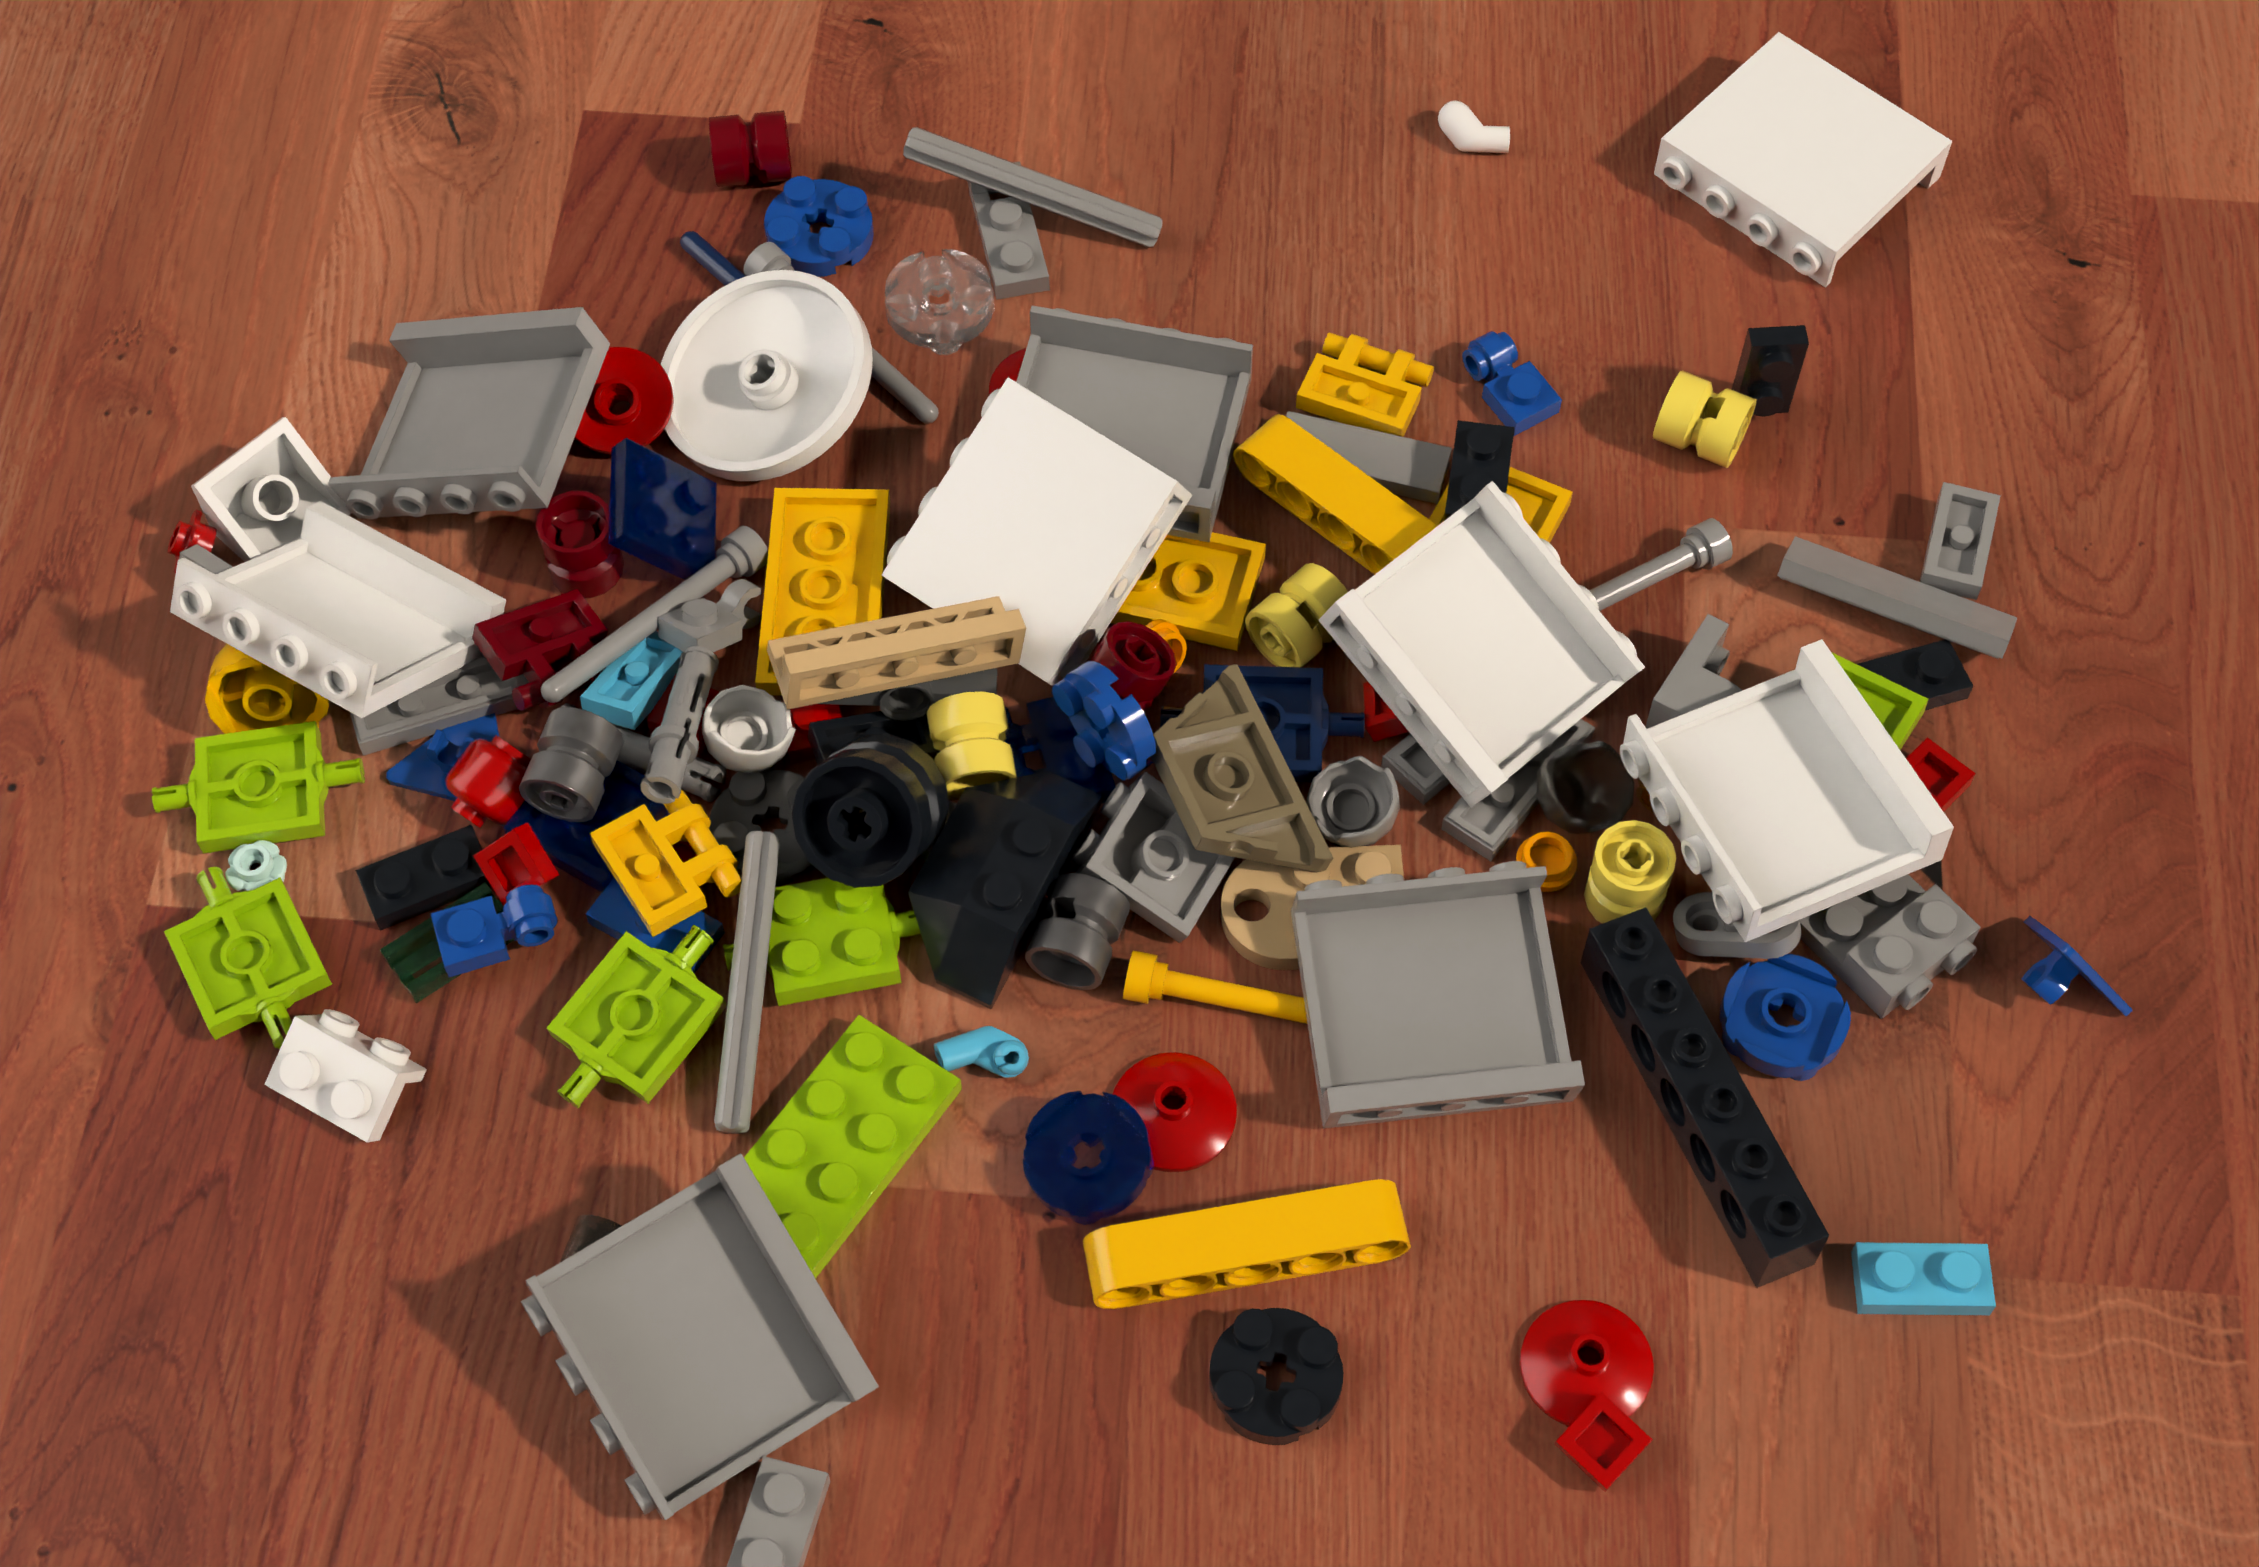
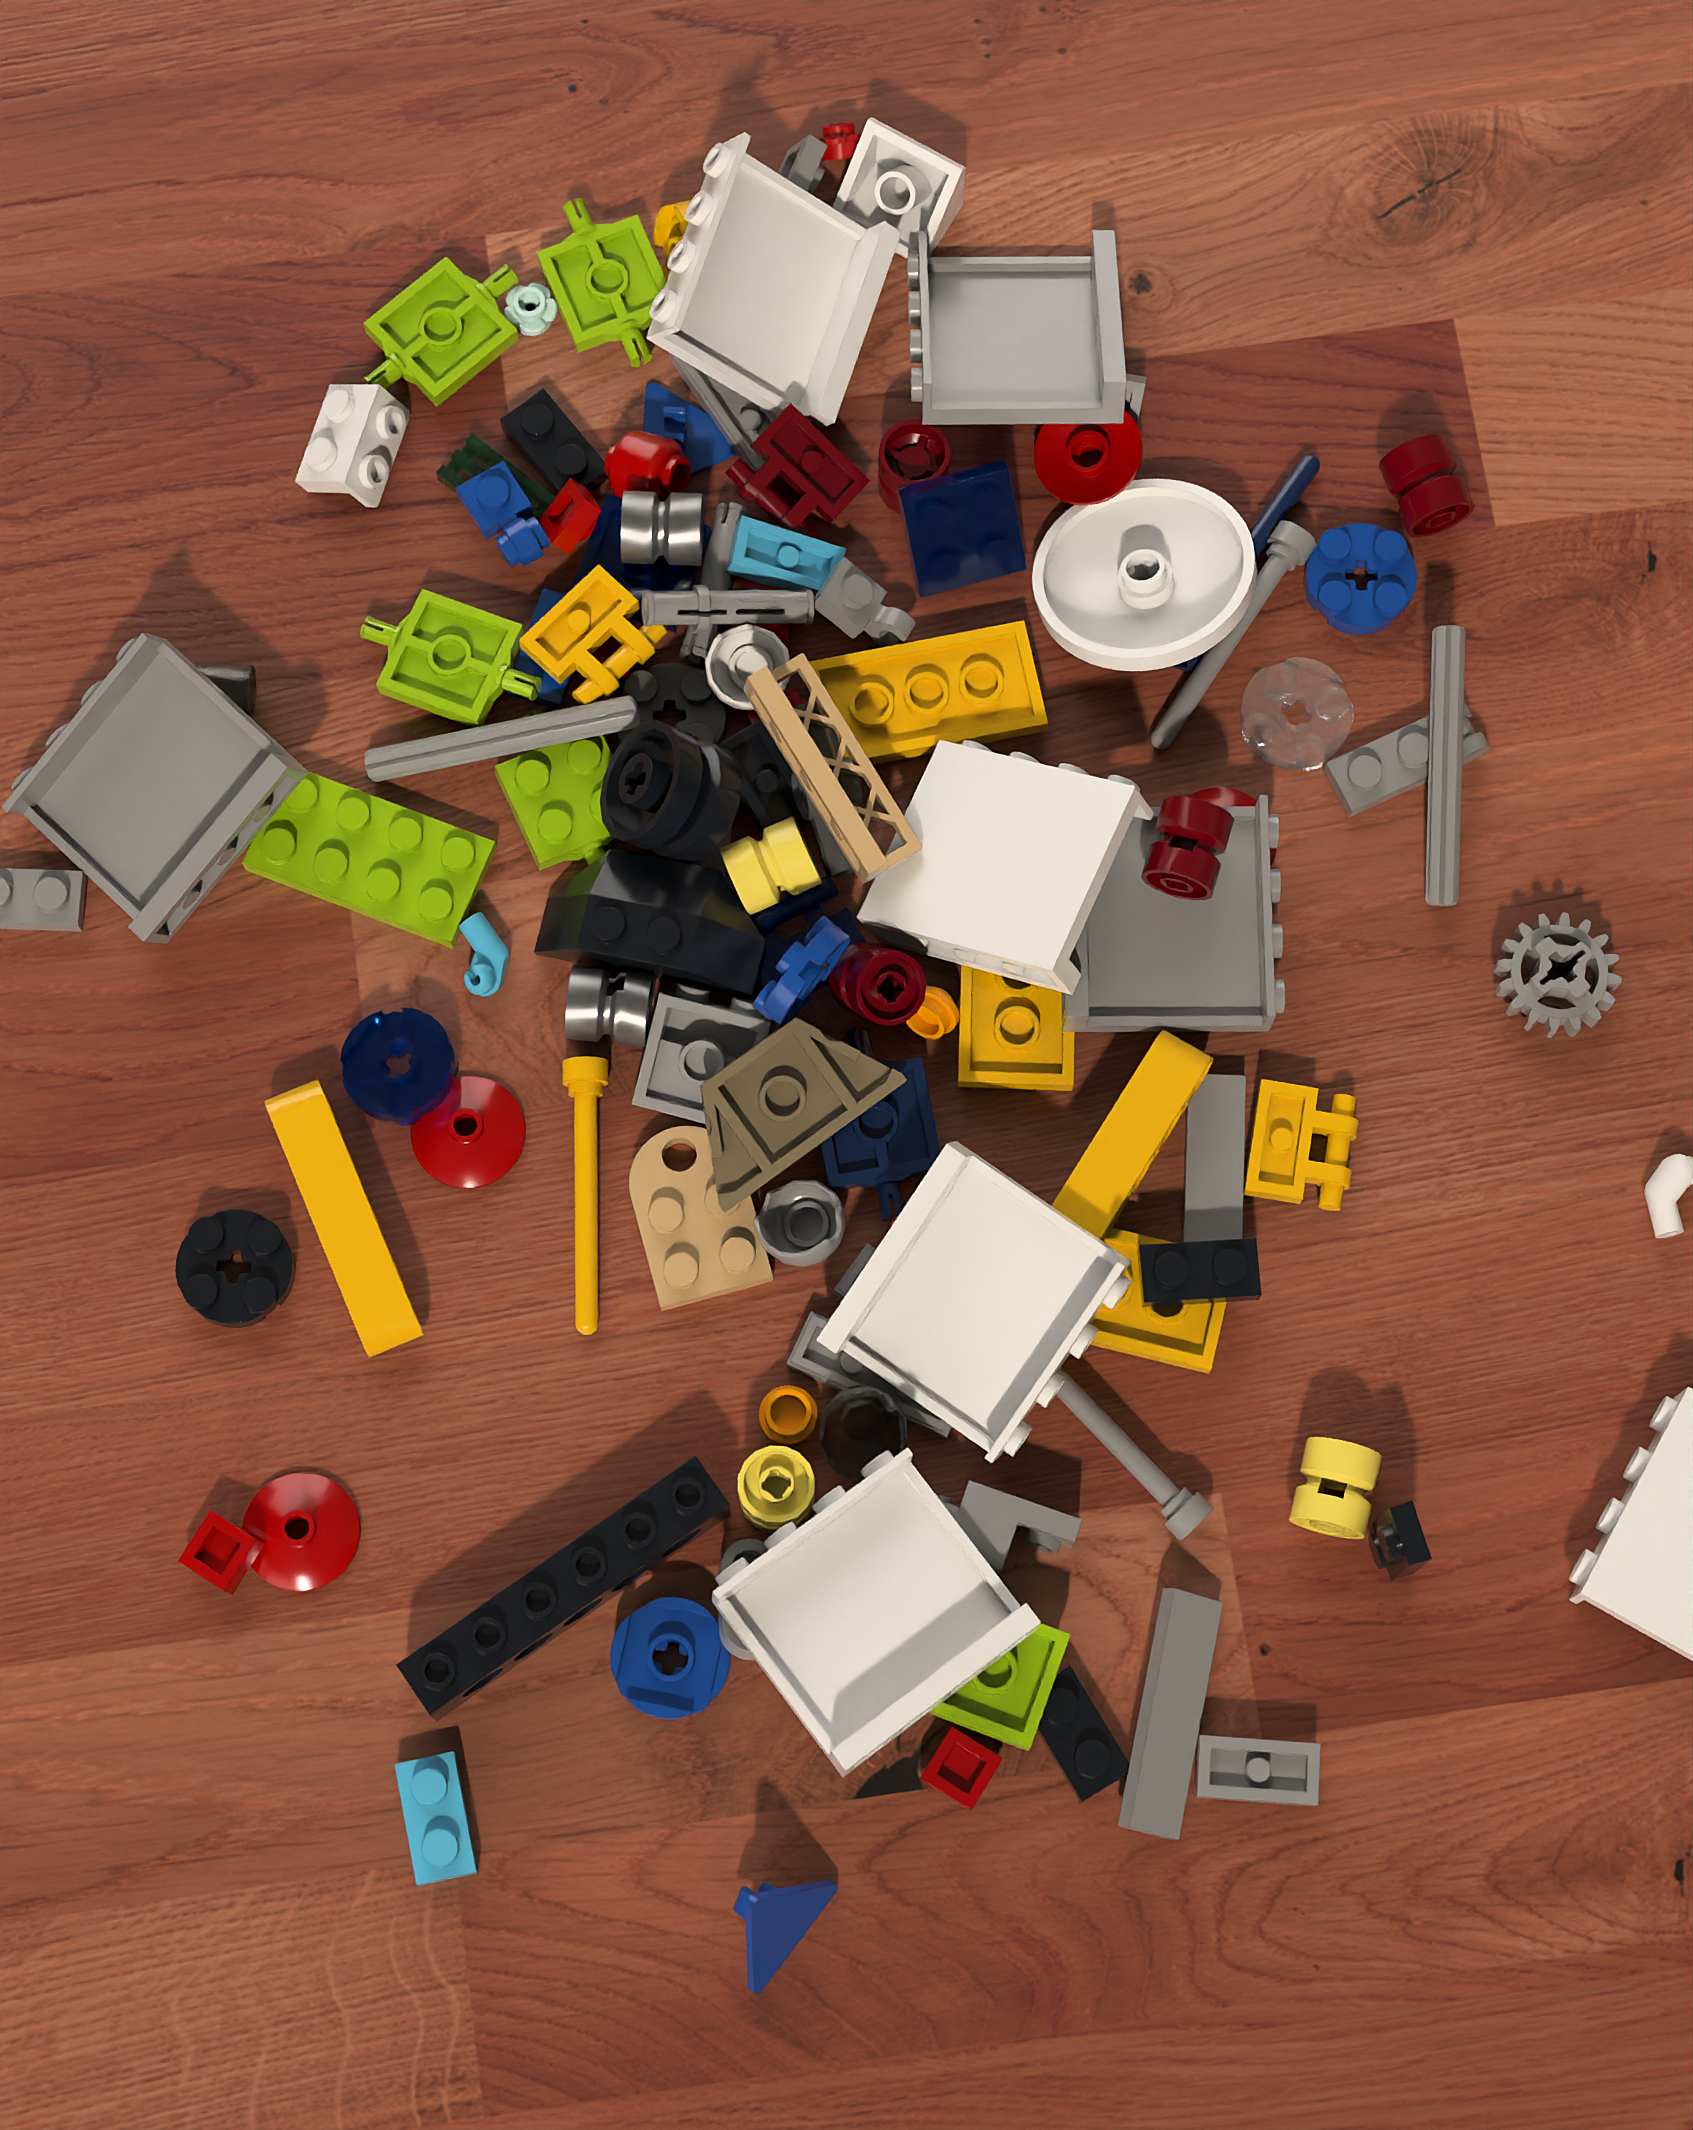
camera: 75 degrees right, 15 degrees up
(740, 555) = (942, 608): light grey piece -> none
(1073, 379) = (1189, 838): none -> dark red wheel
(1248, 157) = (1546, 956): none -> light grey gear
(1287, 622) = (1015, 1137): light yellow wheel -> none
(1432, 995) = (608, 1332): light grey panel -> none
(1516, 394) = (1333, 1300): blue plate -> none
(1892, 941) = (768, 1757): light grey plate -> none

